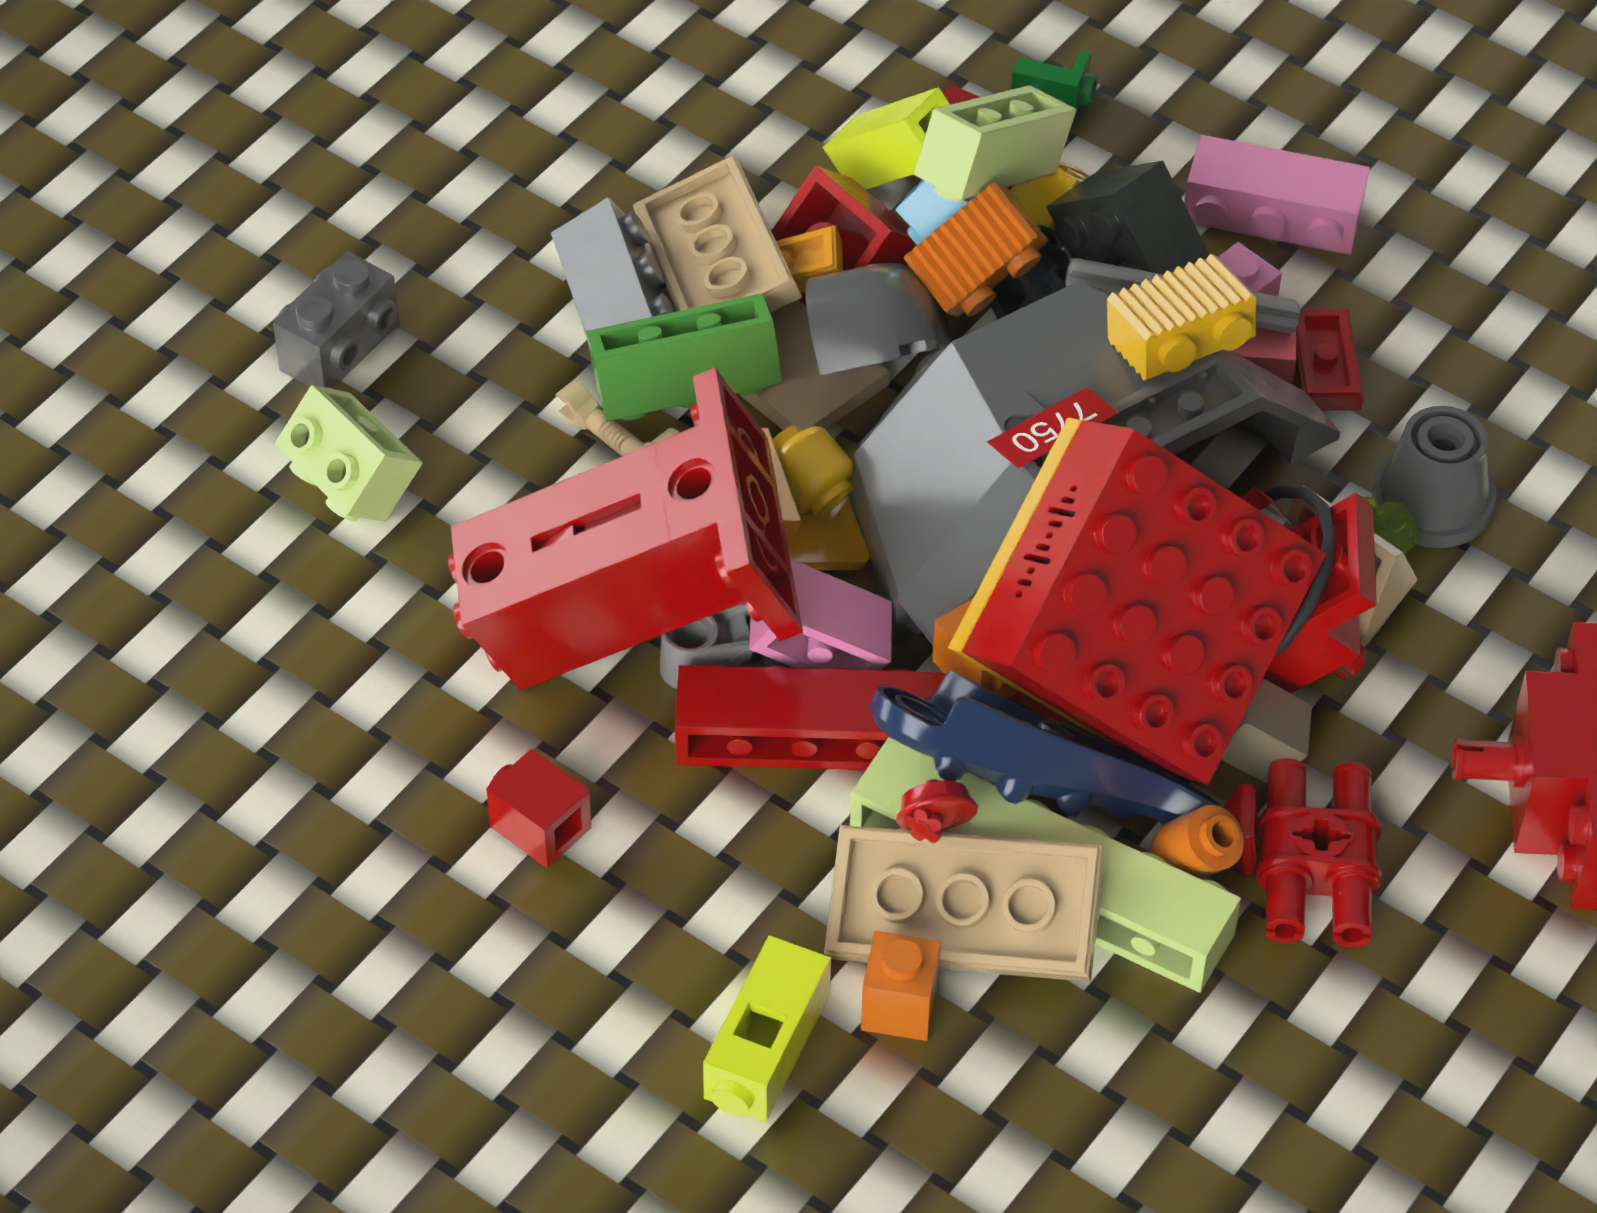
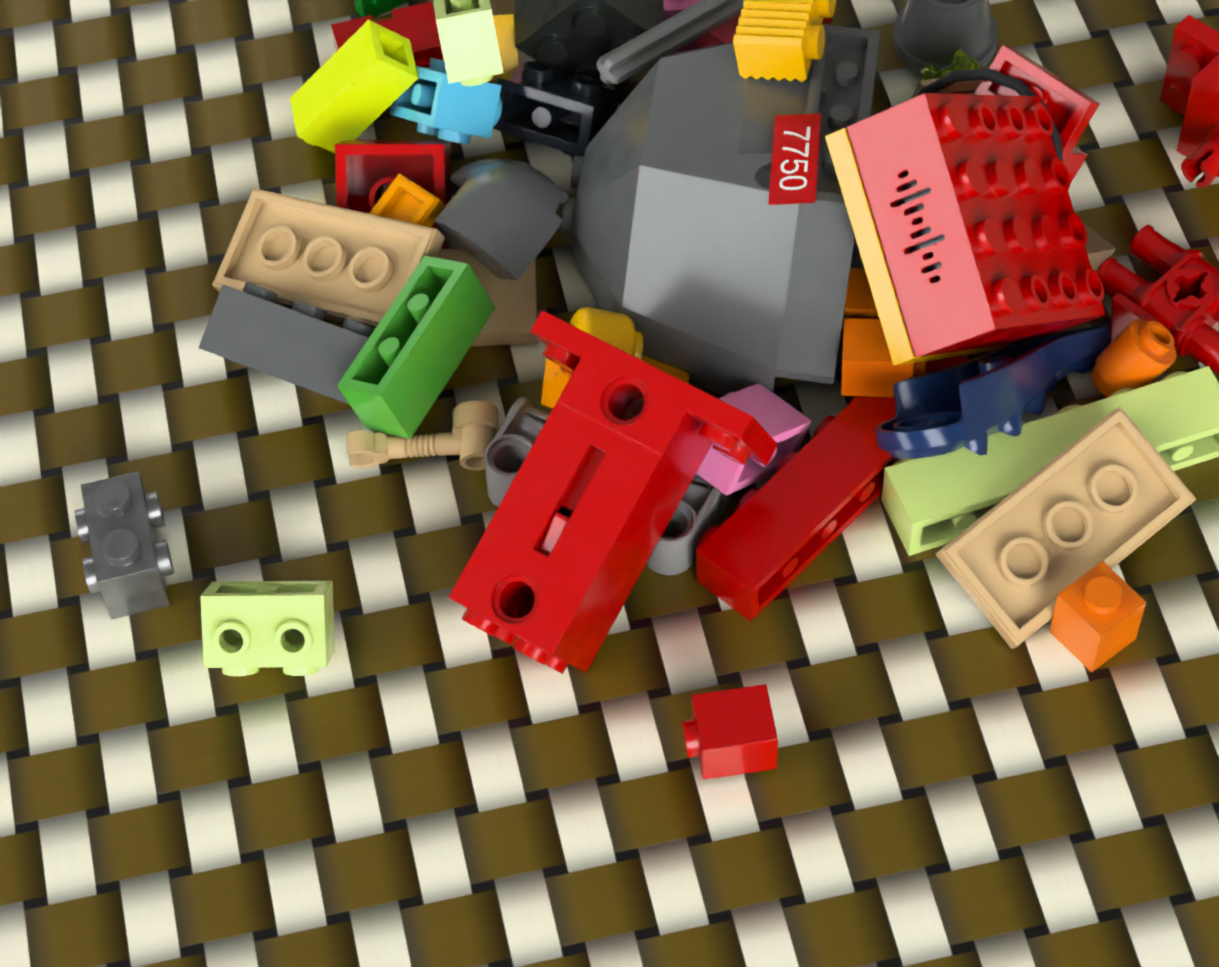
camera: 45 degrees left, 5 degrees up
(766, 1029) = (1061, 727): neon yellow brick -> none
(935, 808) = (1000, 481): red hat -> none
(977, 251) = (527, 107): orange brick -> none

